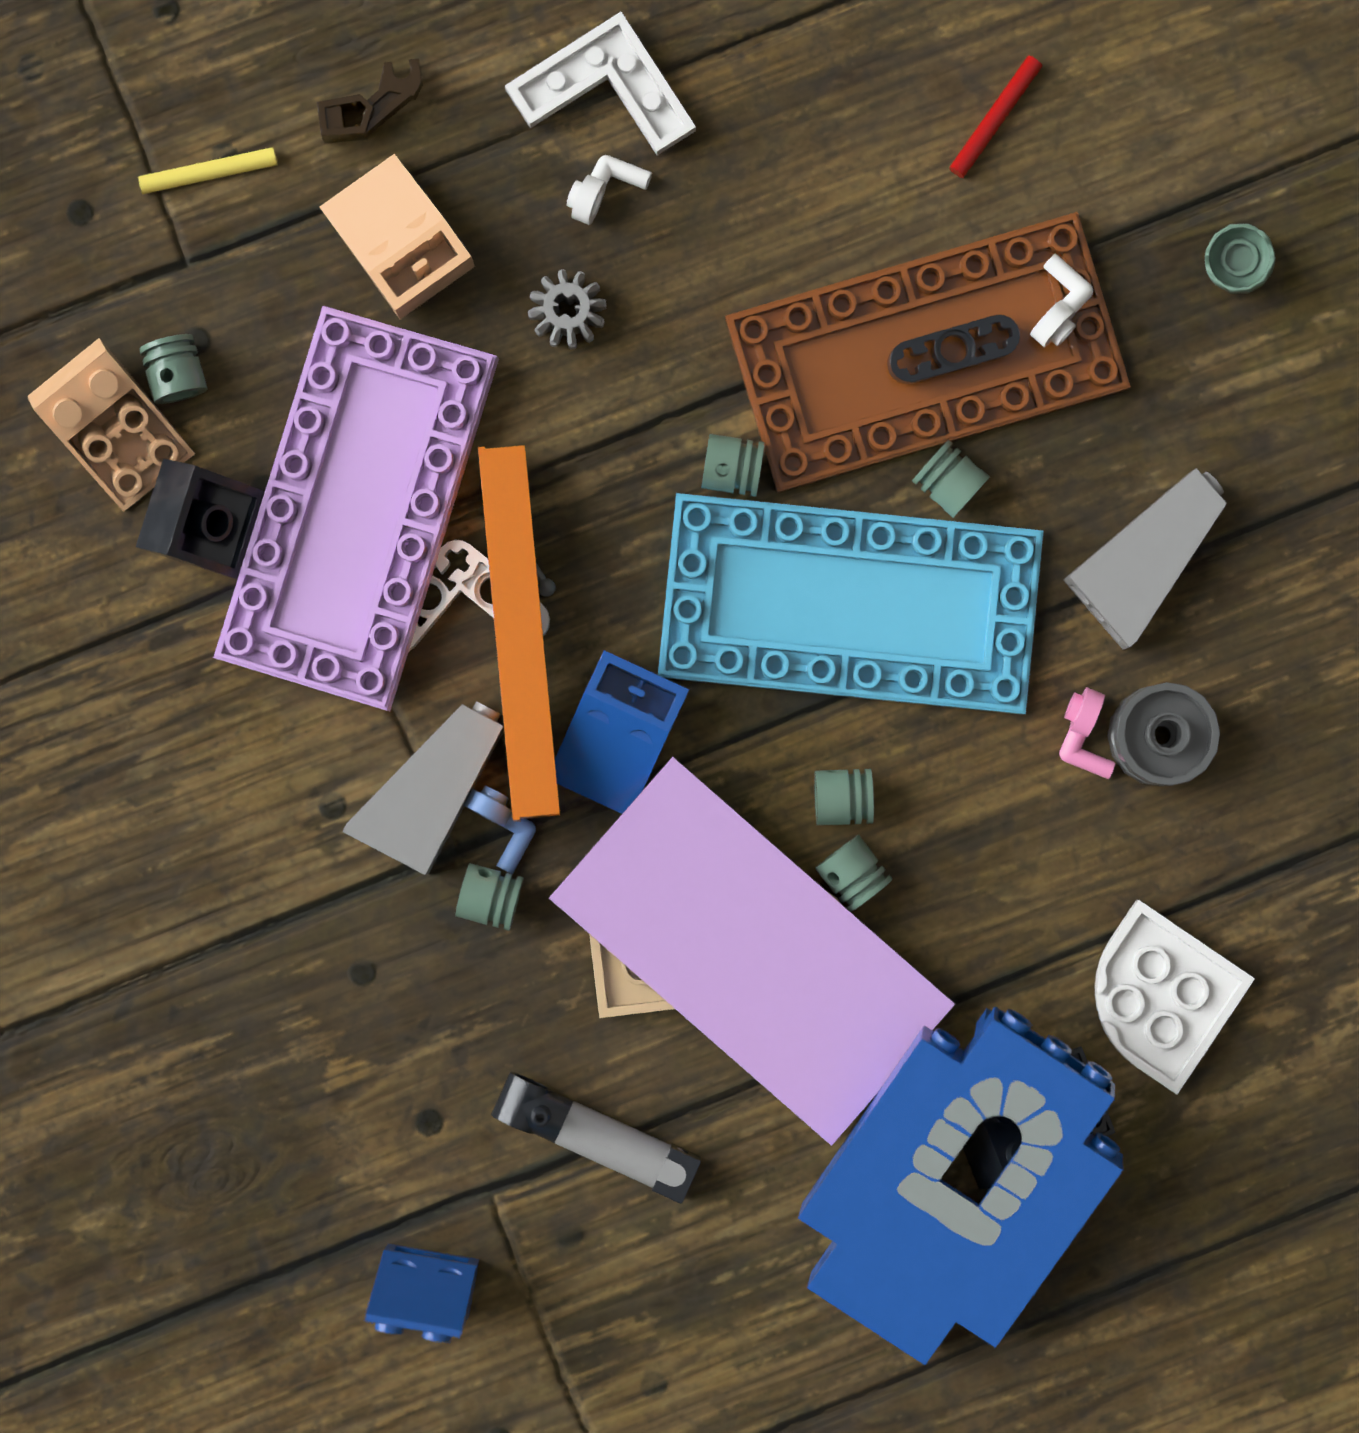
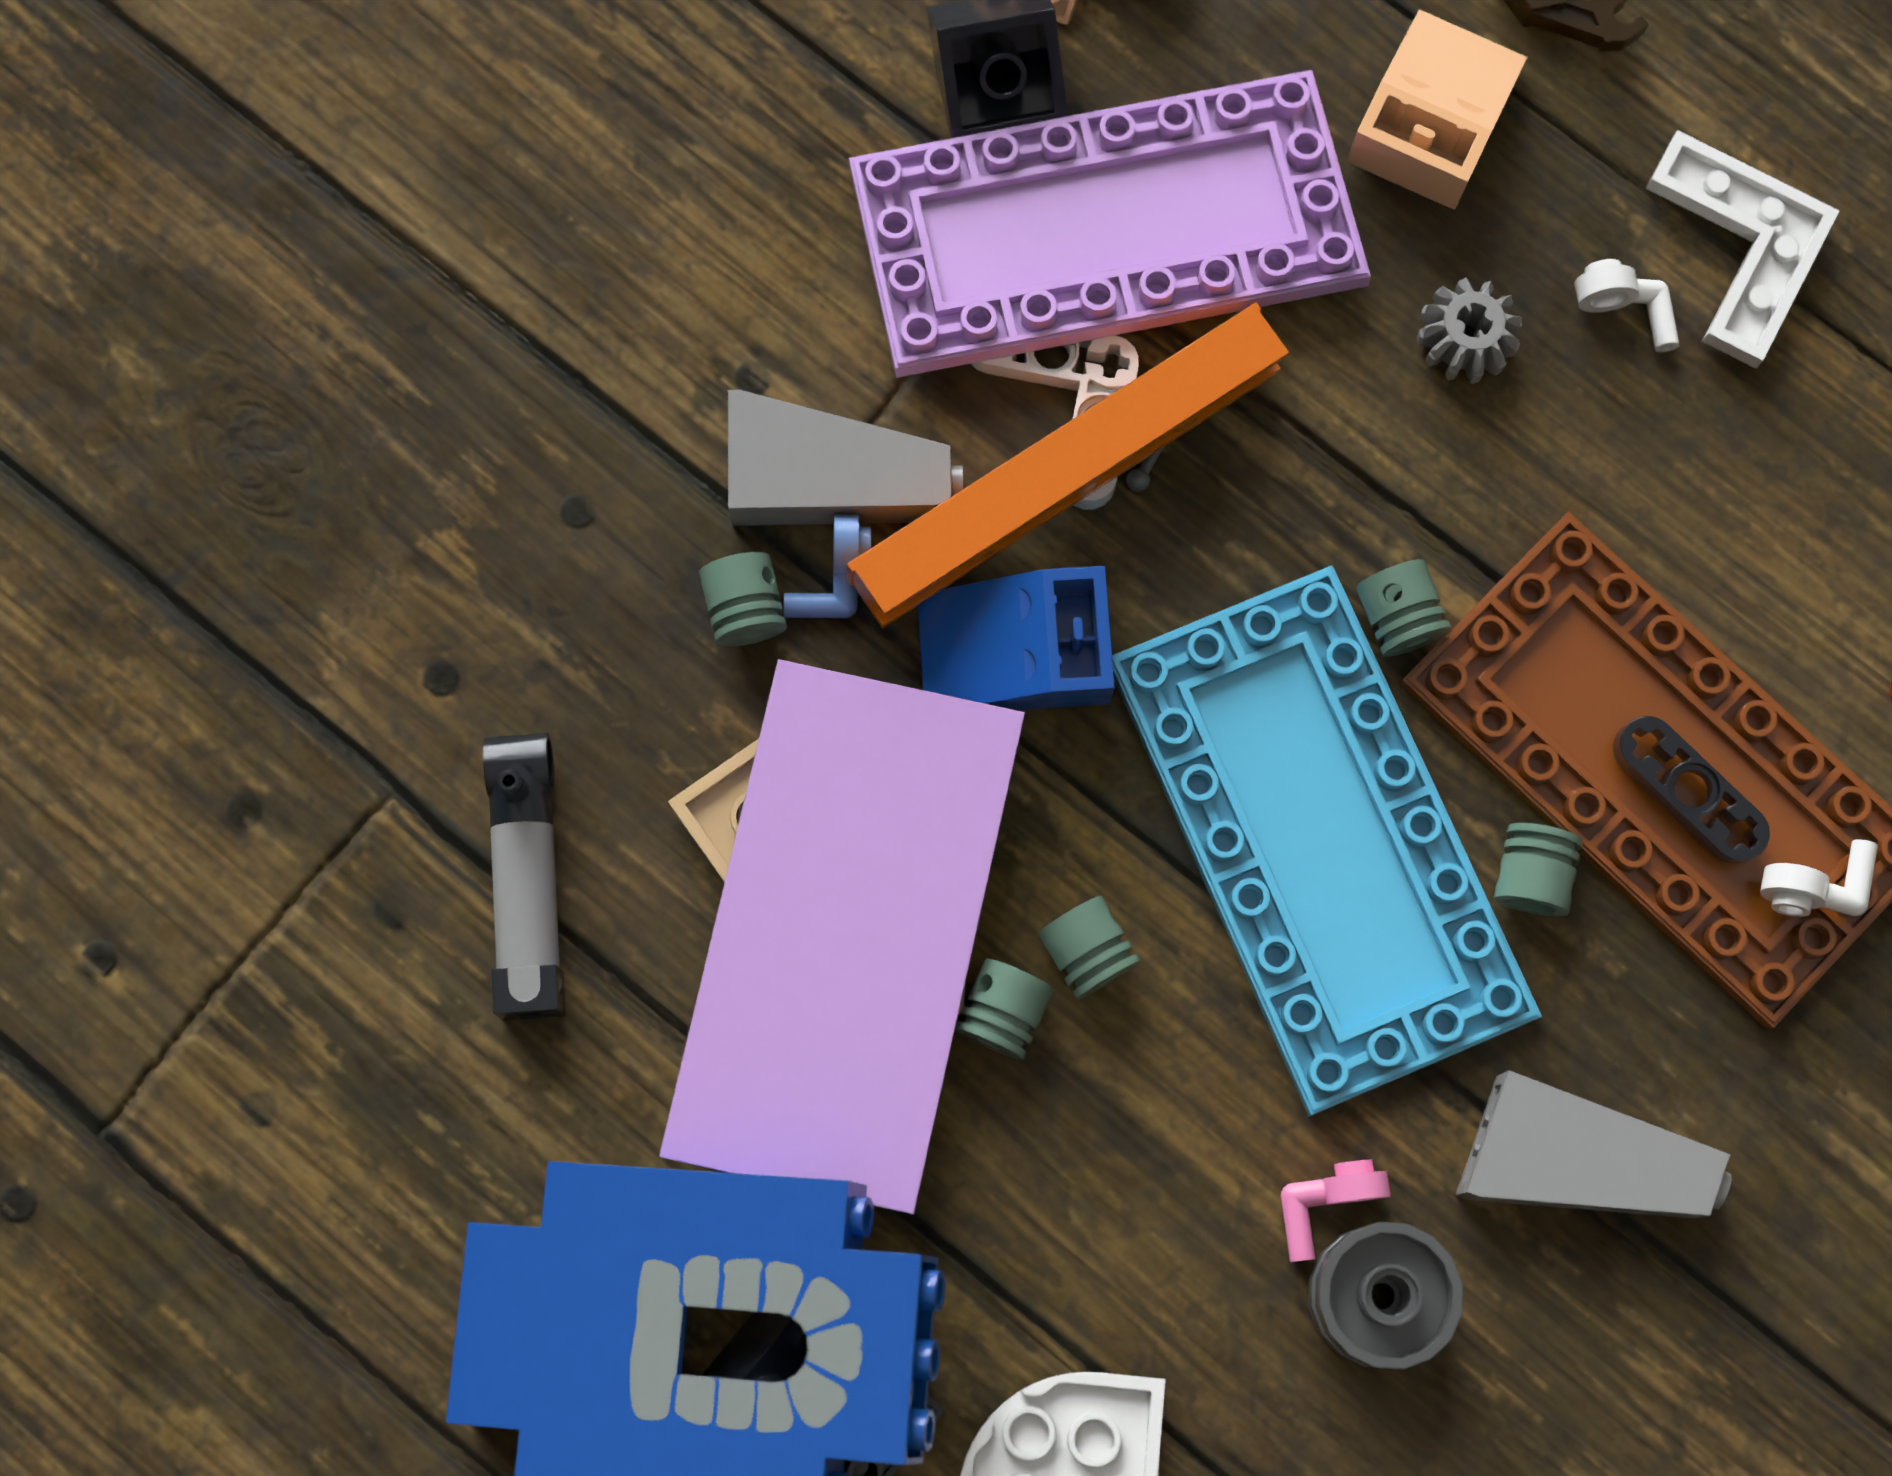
camera: 65 degrees right, 10 degrees down
(422, 1292) = (228, 760): blue slope -> none

